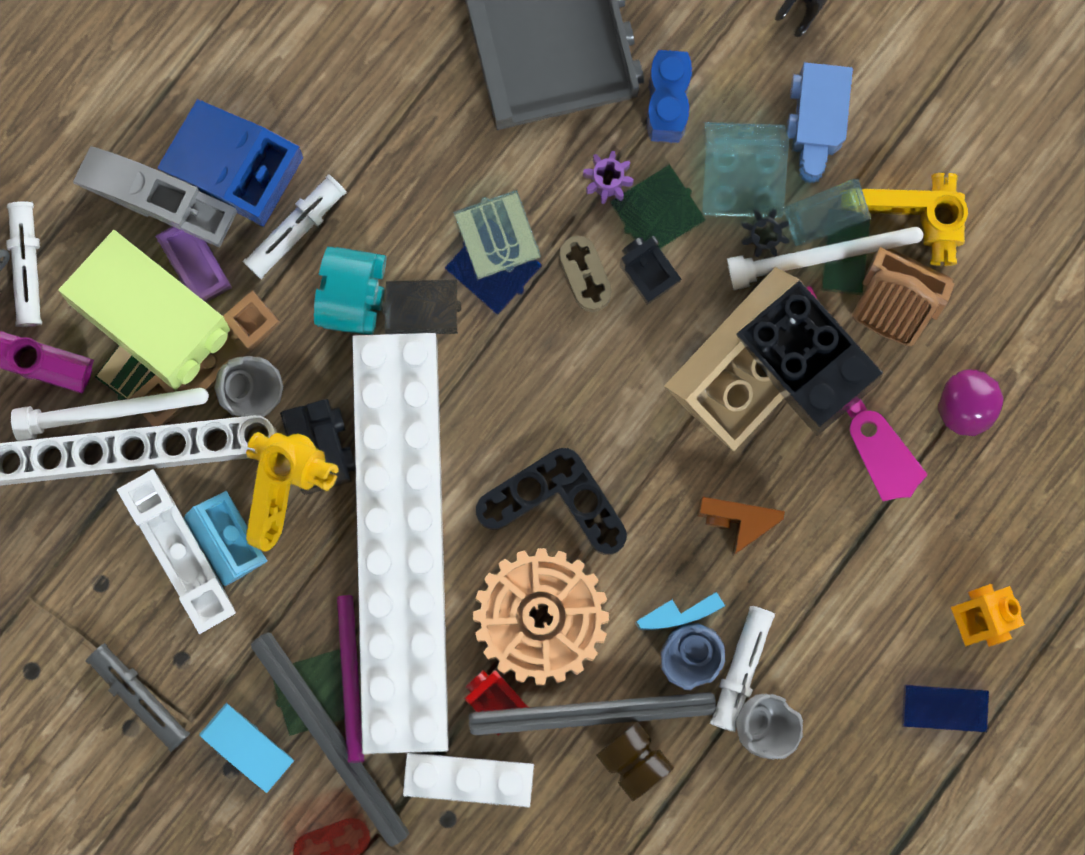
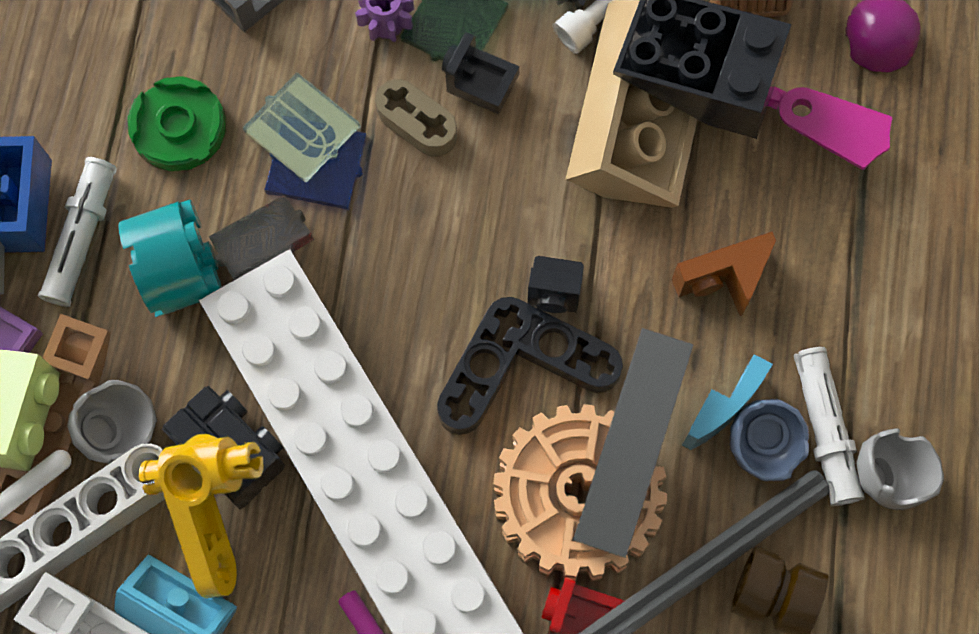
camera: 25 degrees left, 10 degrees down
(419, 183) = (177, 124): none -> green tile
(593, 606) = (633, 443): none -> dark grey slope
(611, 459) = (555, 284): none -> black bracket

